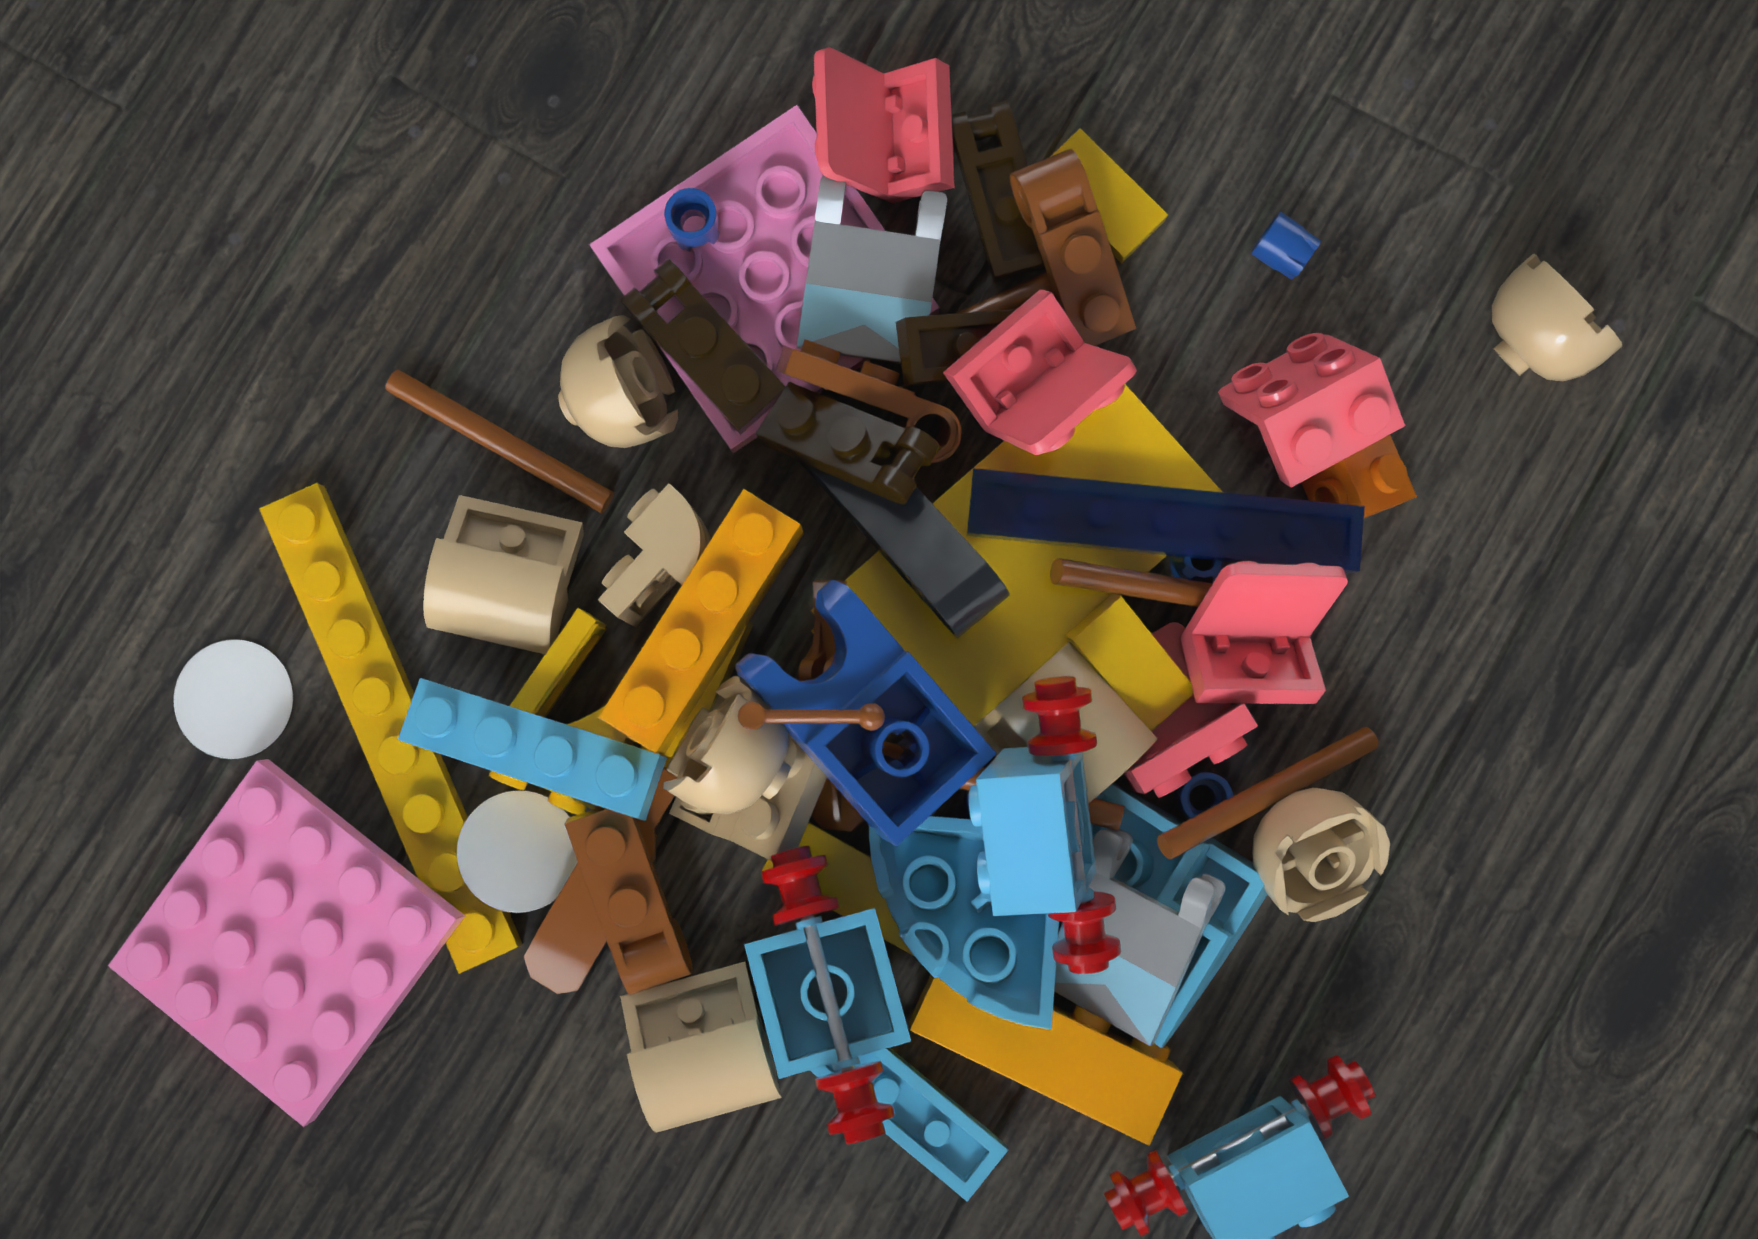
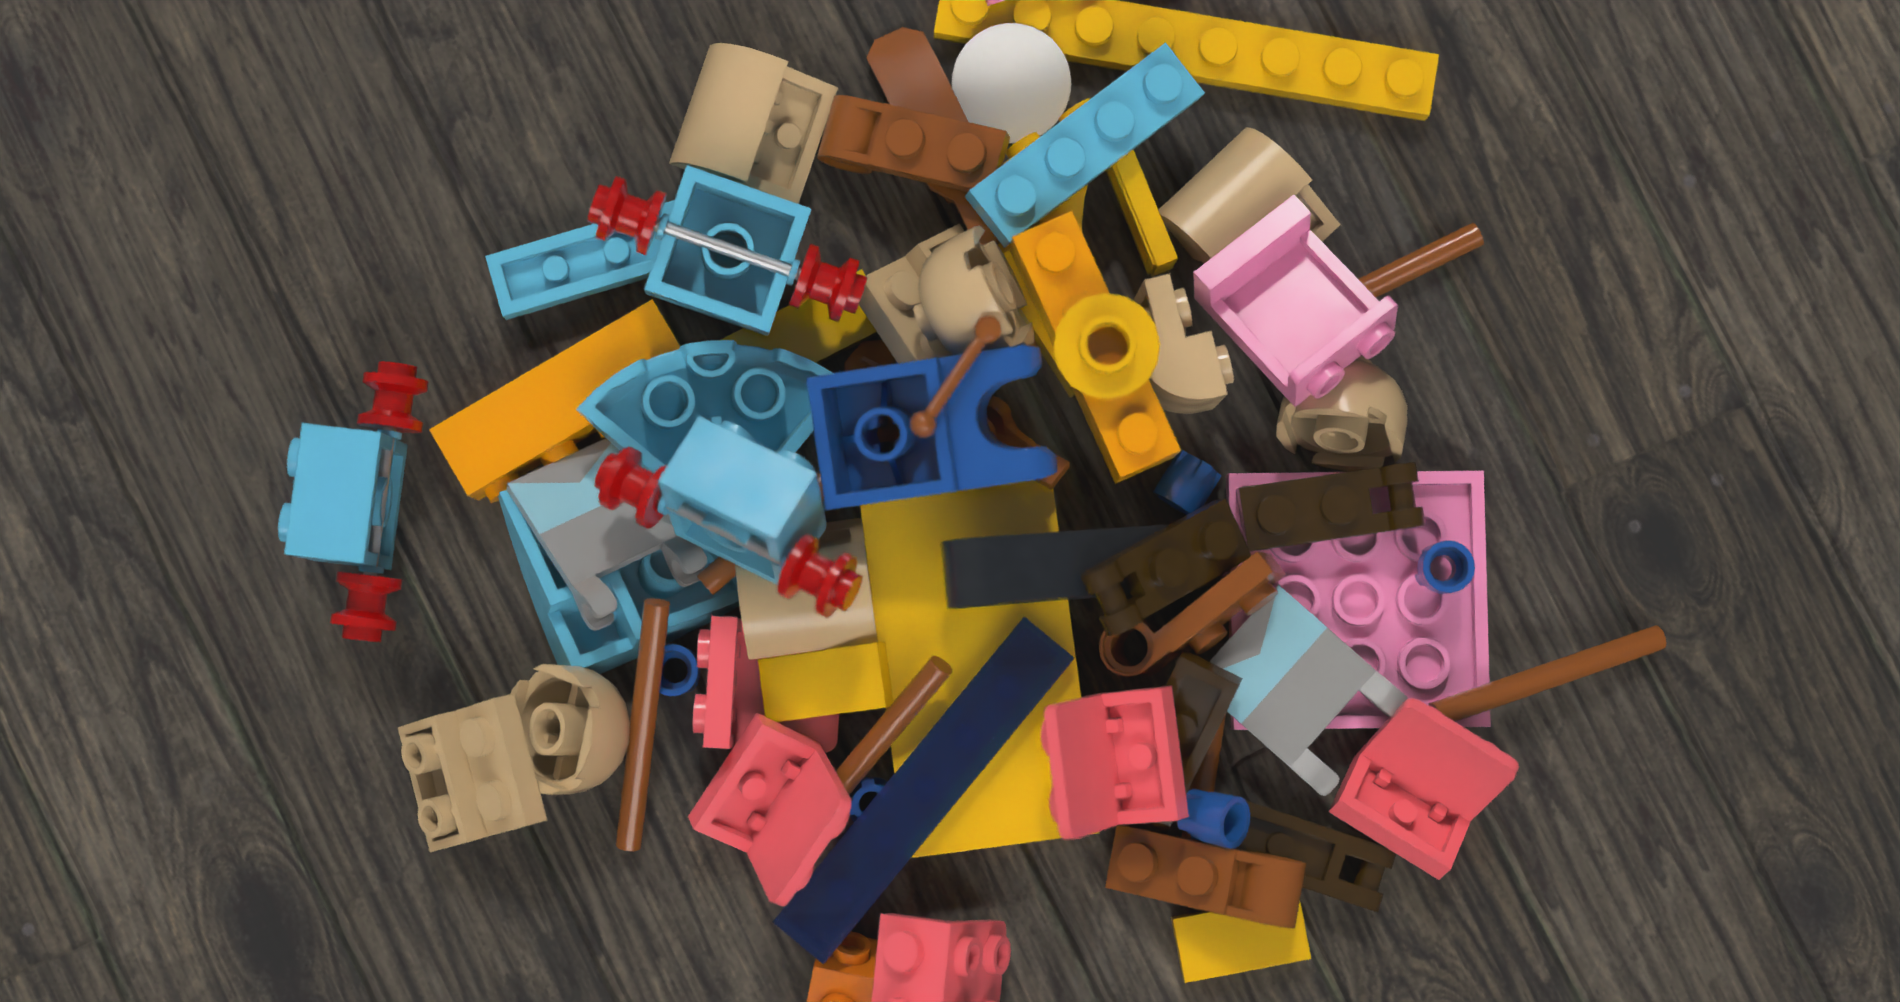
camera: 115 degrees right, 0 degrees up
(554, 481) = (1293, 304): none -> bright pink panel
(722, 84) = (1551, 674): none -> dark orange bar
(725, 627) = (1101, 379): none -> yellow piece
(763, 476) = (1186, 483): none -> blue hose
(1022, 269) = (1216, 818): none -> blue hose
(1407, 907) = (471, 773): none -> tan brick

